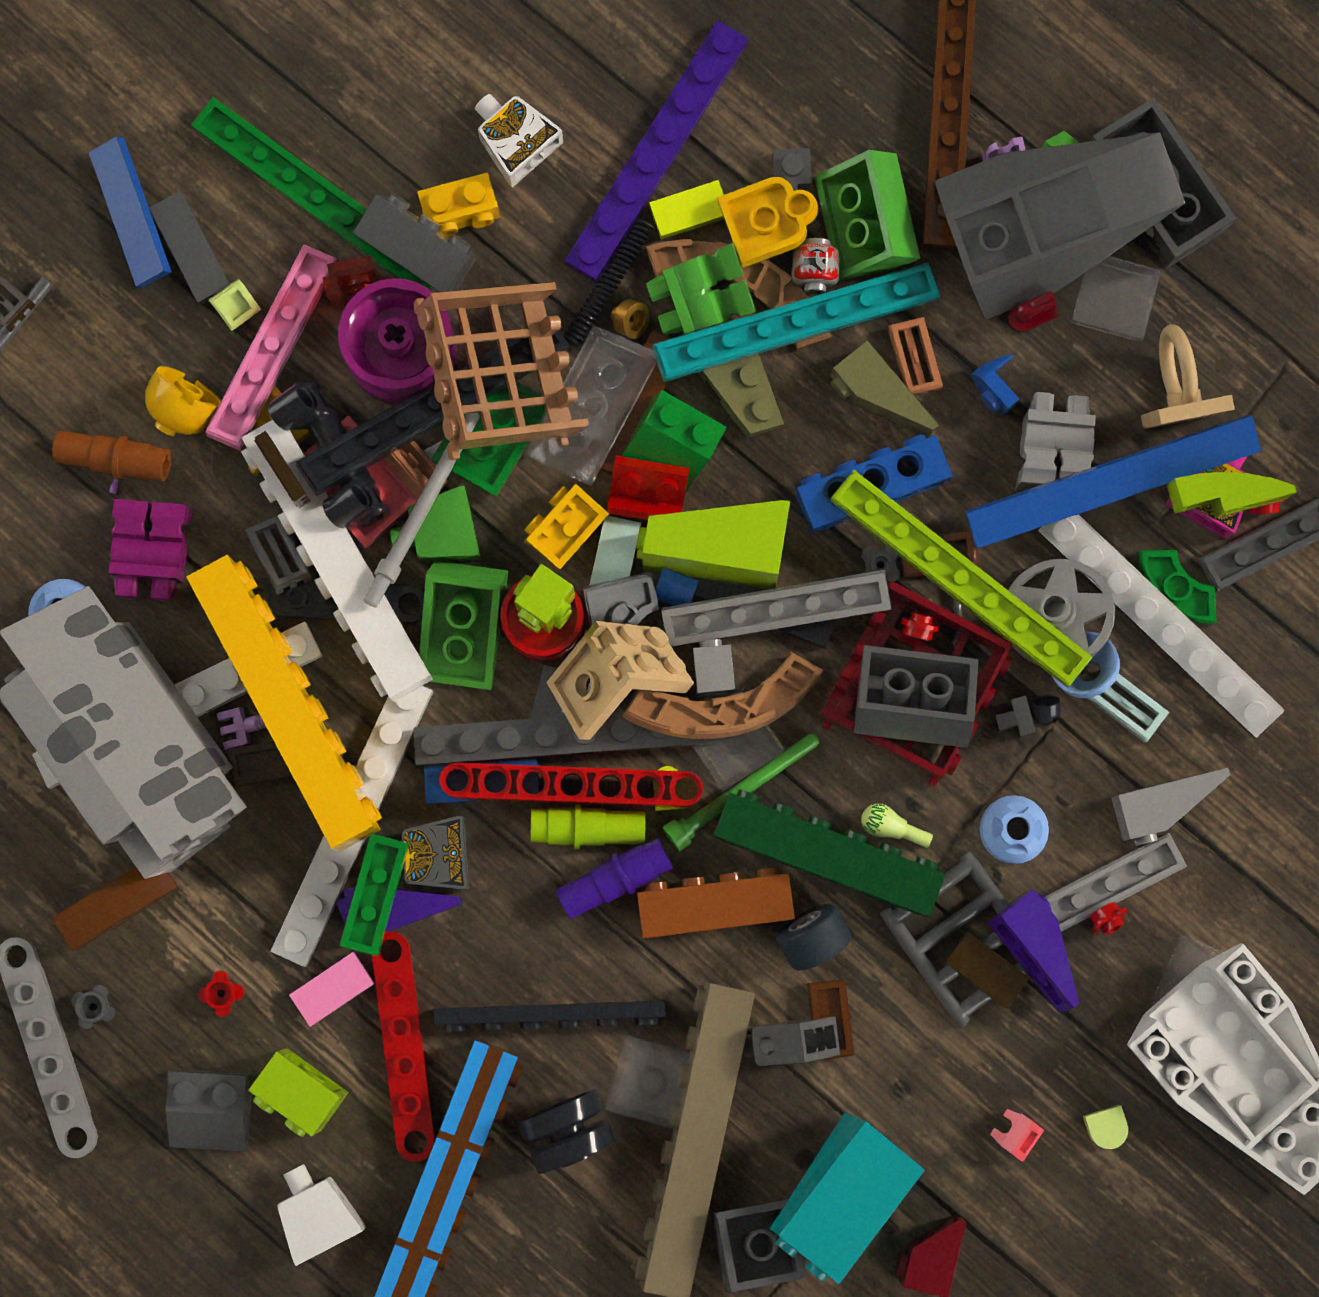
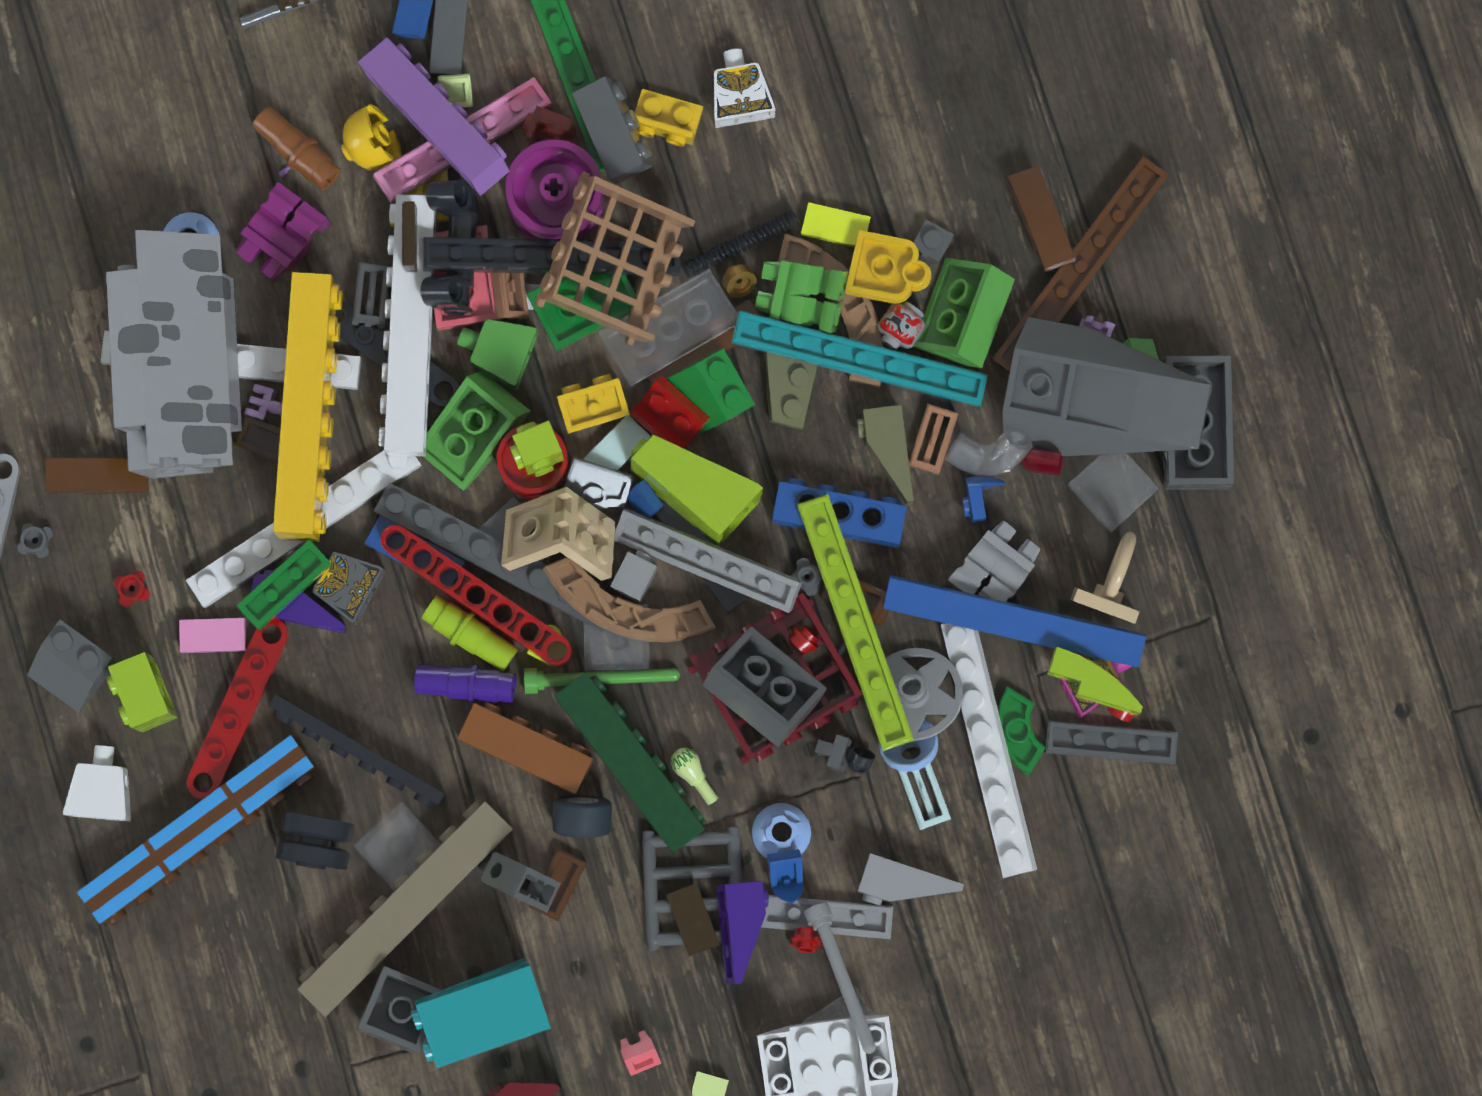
camera: 35 degrees right, 0 degrees up
(231, 337) = (434, 116): none -> medium lavender brick
(388, 568) = (441, 356): light grey bar -> none
(656, 151) = (839, 166): dark purple plate -> none
(883, 80) = (1040, 218): none -> reddish brown slope
(983, 341) = (989, 458): none -> clear cylinder
(1049, 868) = (786, 874): none -> blue plate
(1112, 891) = (819, 918): none -> light grey piece

